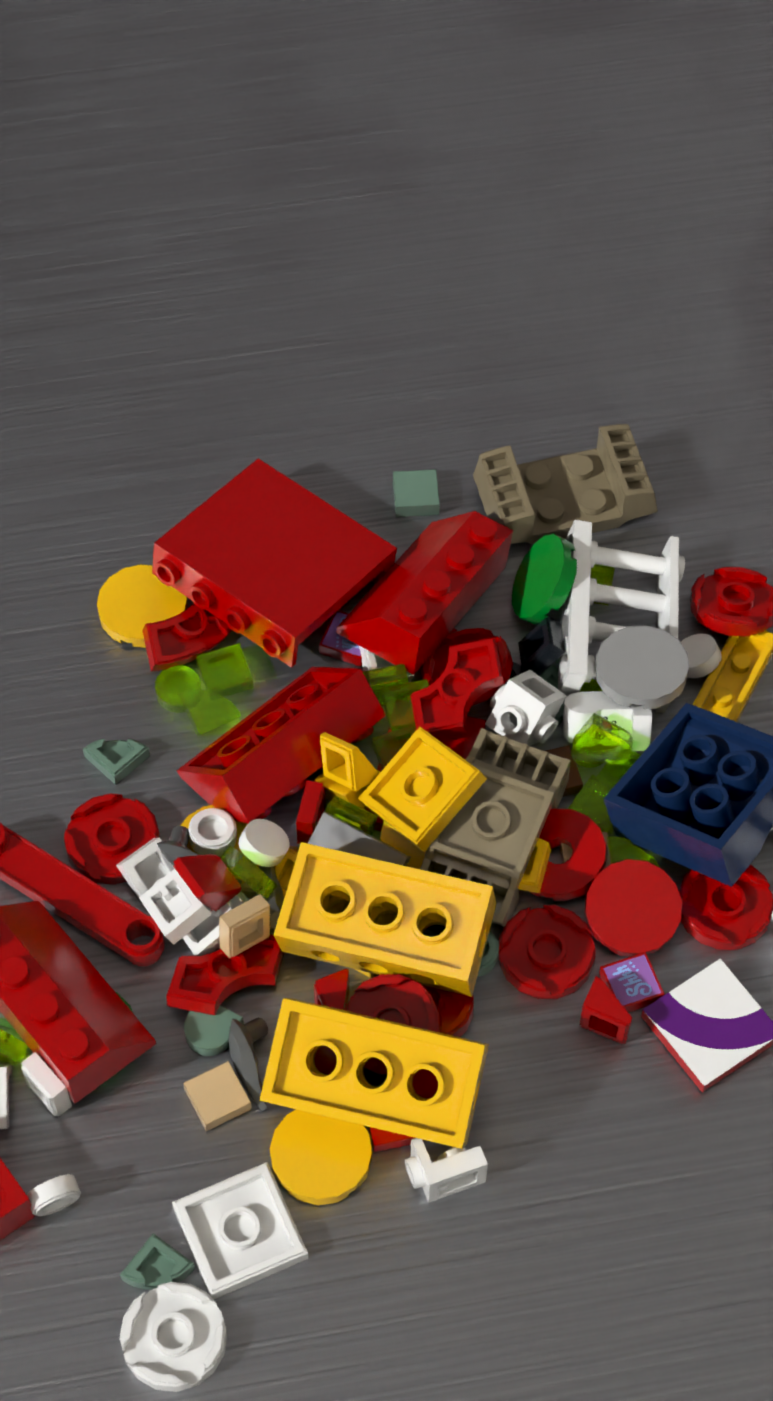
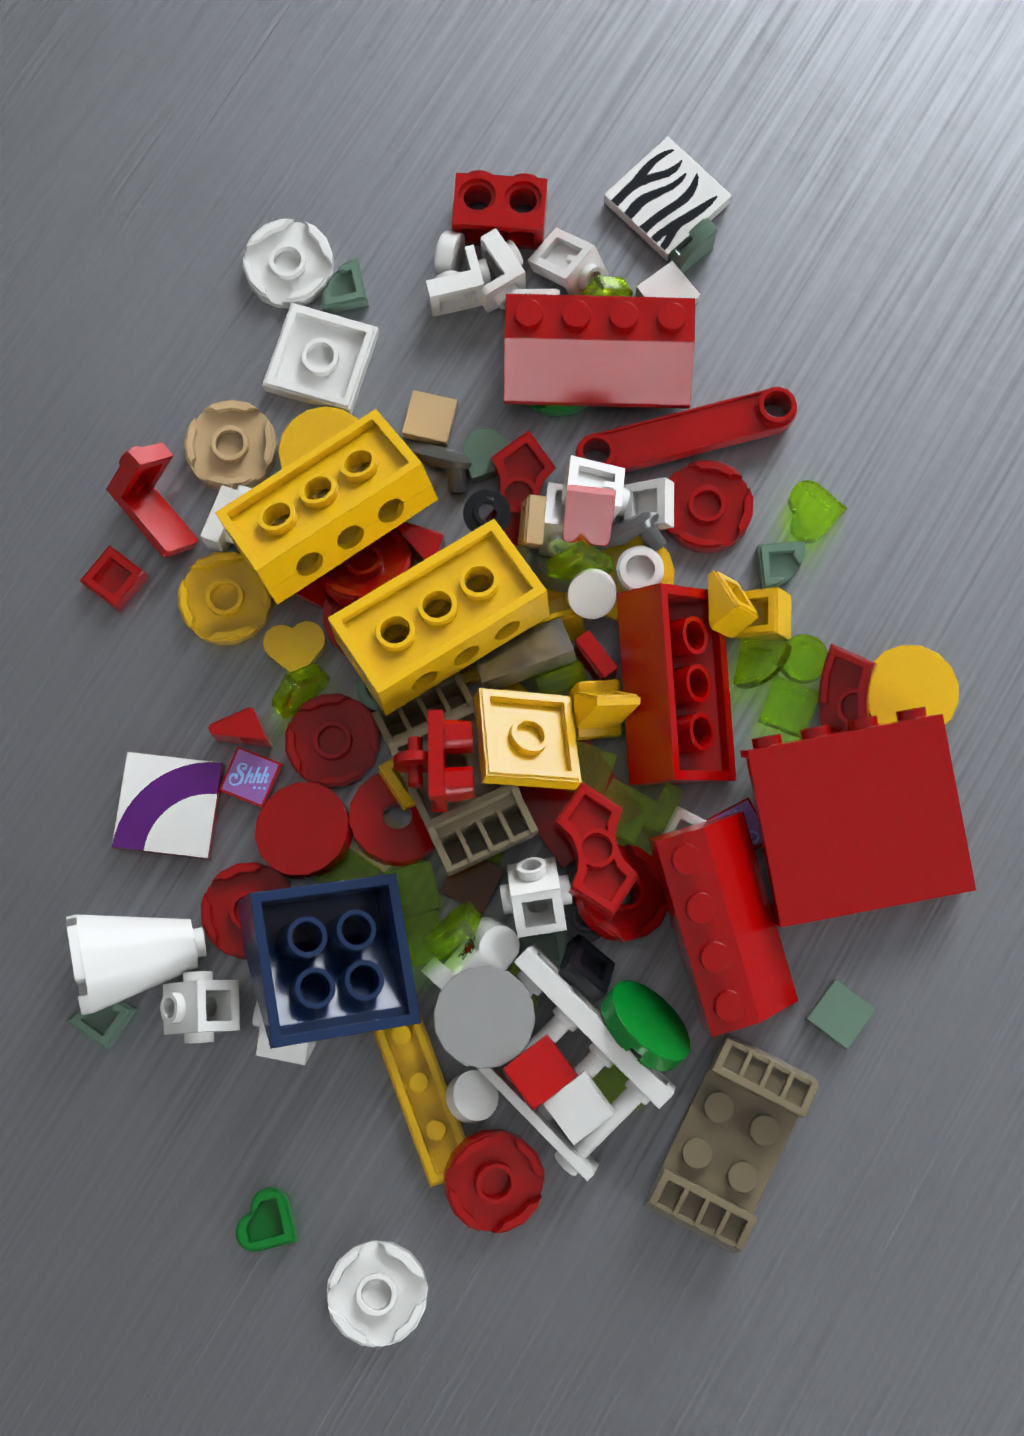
camera: 135 degrees right, 20 degrees up
(25, 1142) = (505, 264): none -> white bracket
(52, 762) = (813, 511): none -> clear neon green tile
(83, 1160) = (457, 290): none -> white bracket
(169, 739) = (774, 615): none -> yellow slope
(183, 750) = (728, 606): none -> yellow slope
(267, 976) = (486, 497): none -> black plate
(383, 1237) = (231, 445): none -> tan tile
(498, 1258) = (136, 494): none -> red bracket
(504, 820) = (444, 782): none -> red hips
(505, 1035) = (295, 646): none -> yellow tile
(516, 1127) = (224, 599): none -> yellow tile
(533, 999) = (298, 688): none -> clear neon green tile
(581, 1230) = (114, 578): none -> red tile
(638, 574) = (579, 1107): none -> white tile
(641, 607) = (540, 1072): none -> red slope

